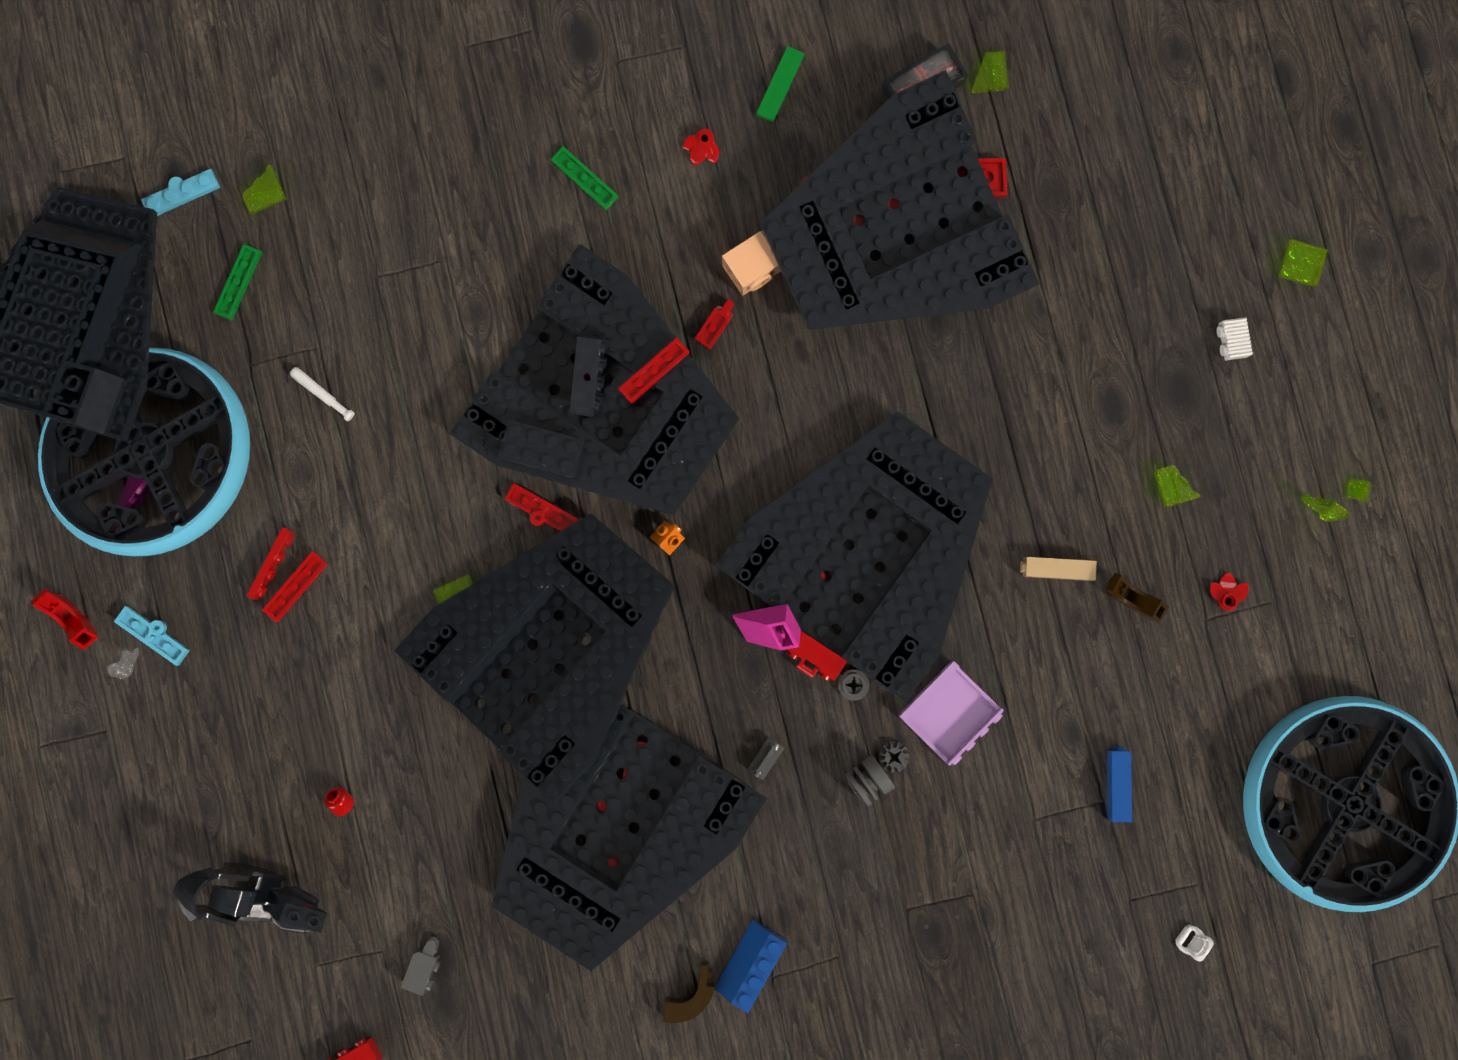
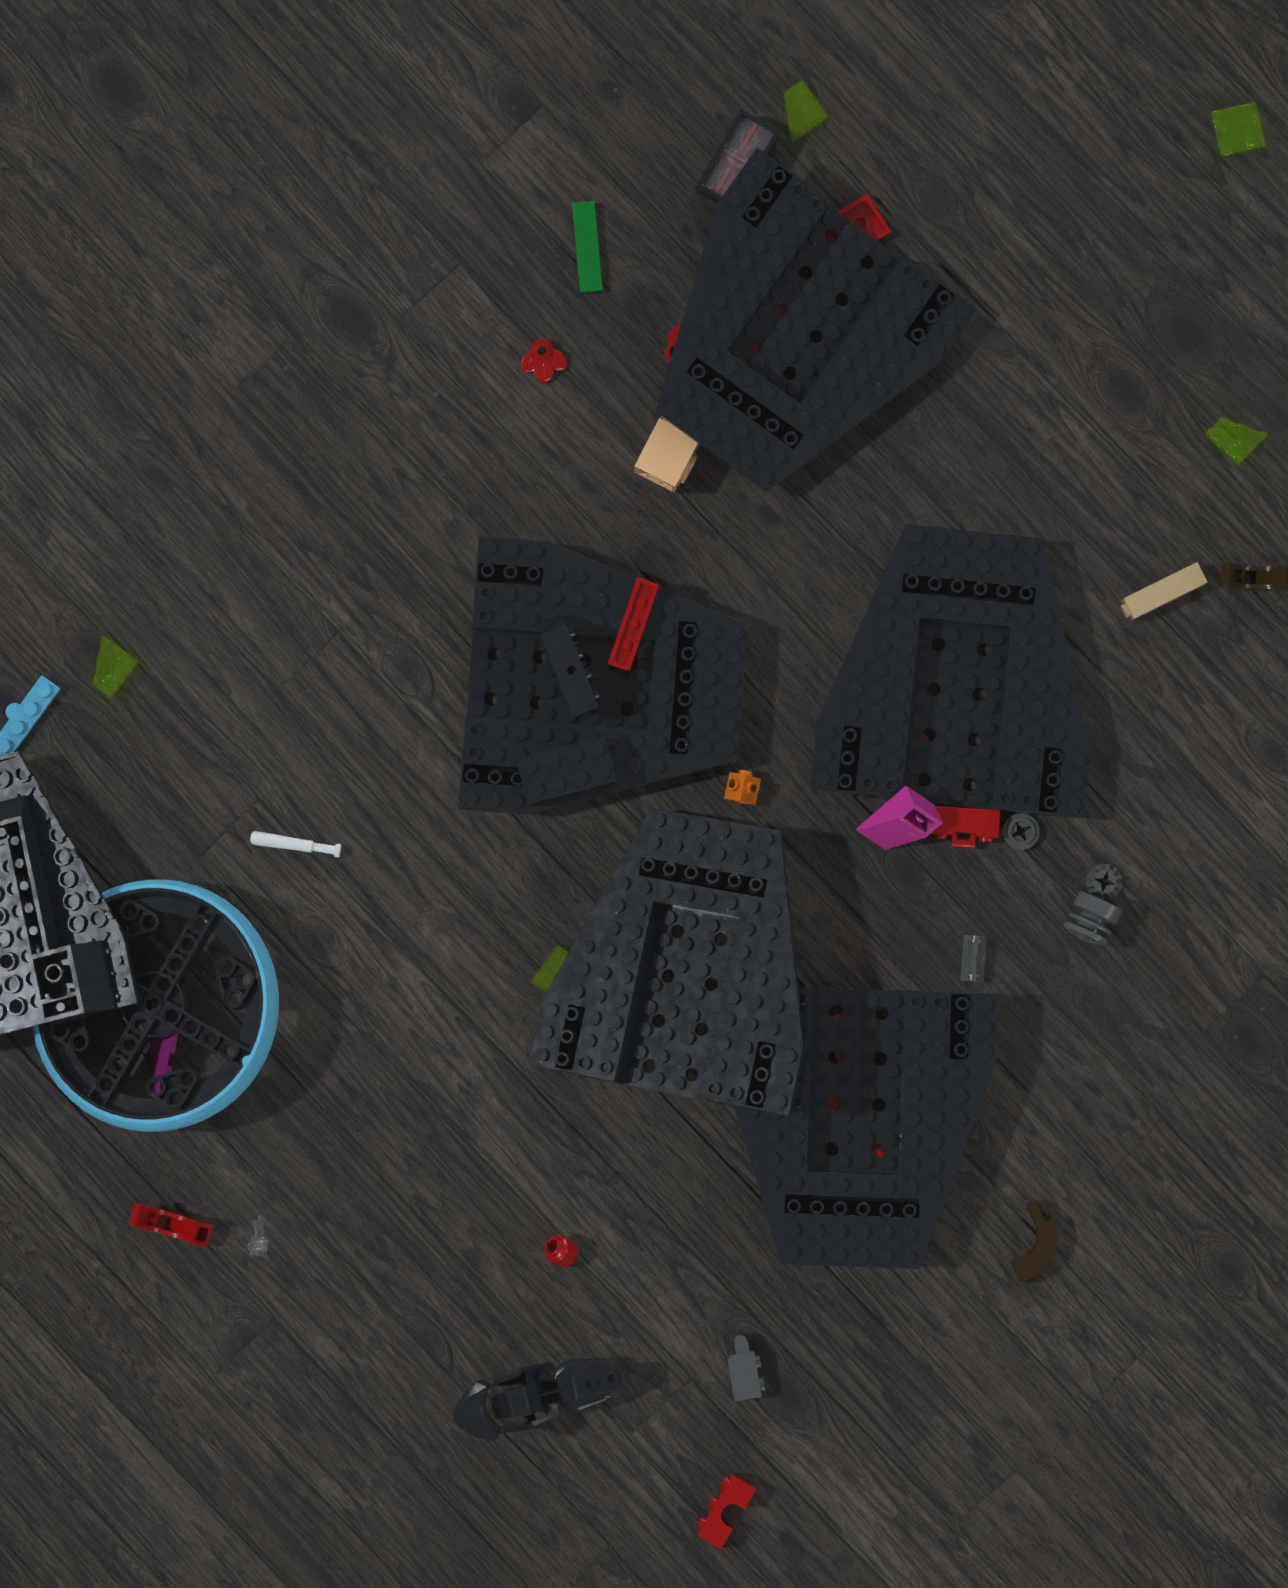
camera: 25 degrees left, 0 degrees up
(152, 634) = (267, 1192): medium azure hinge -> none
(237, 282) = (138, 777): green tile -> none
(268, 568) = (348, 1038): red plate -> none
(295, 586) = (386, 1059): red plate -> none
(540, 510) = (593, 834): red hinge -> none
(584, 178) = (438, 462): green tile -> none
(715, 325) = (664, 540): red hinge -> none
(750, 965) = (1078, 1177): blue slope -> none
(951, 713) = (1137, 803): lavender panel -> none
(1234, 338) = (1211, 249): white brick -> none

